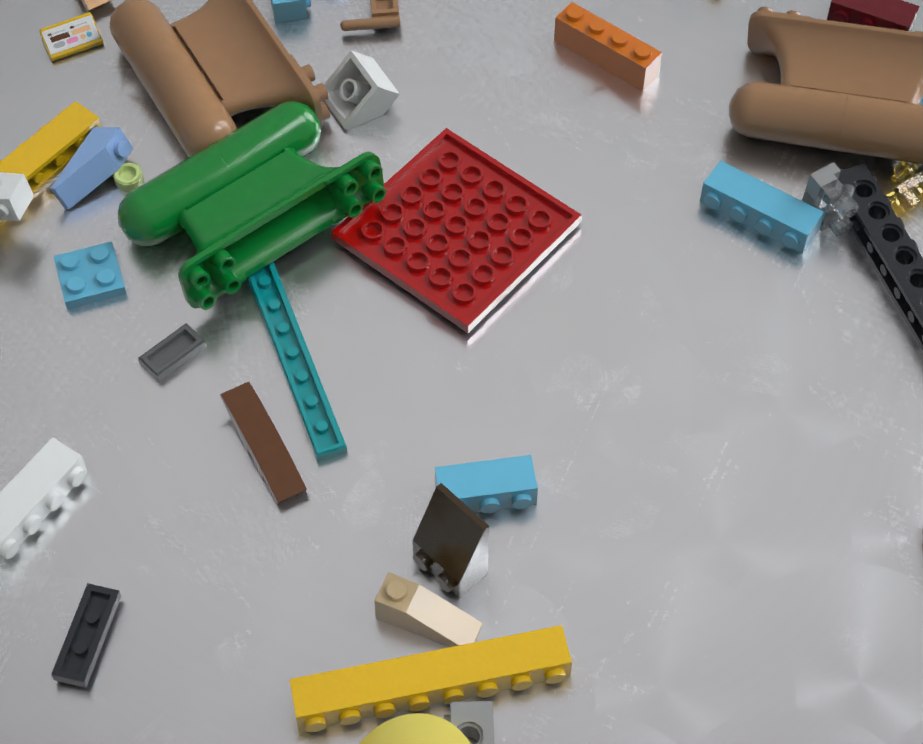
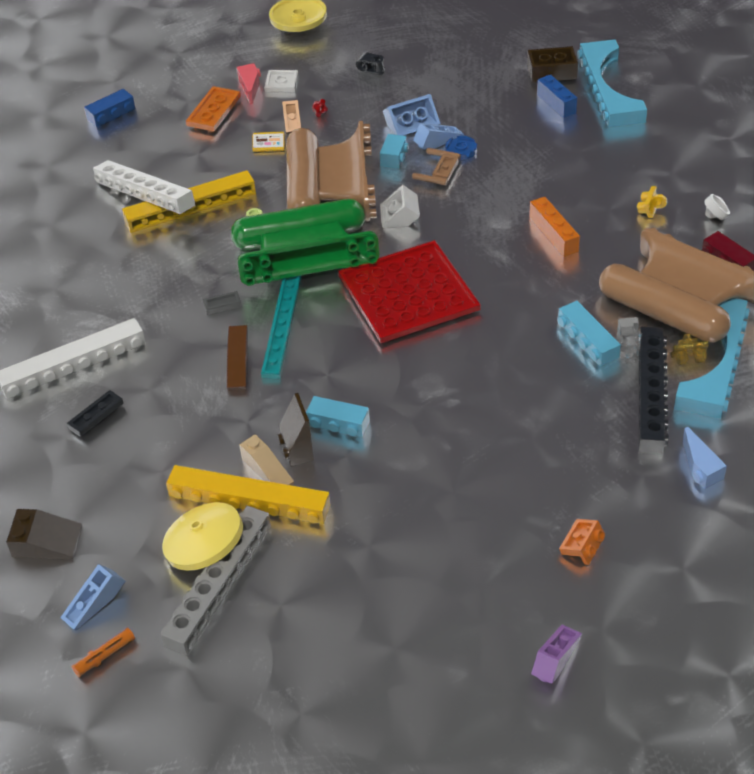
camera: 30 degrees right, 10 degrees down
(89, 275) = (205, 254): medium azure plate -> none
(91, 165) = (236, 203): light blue slope -> none

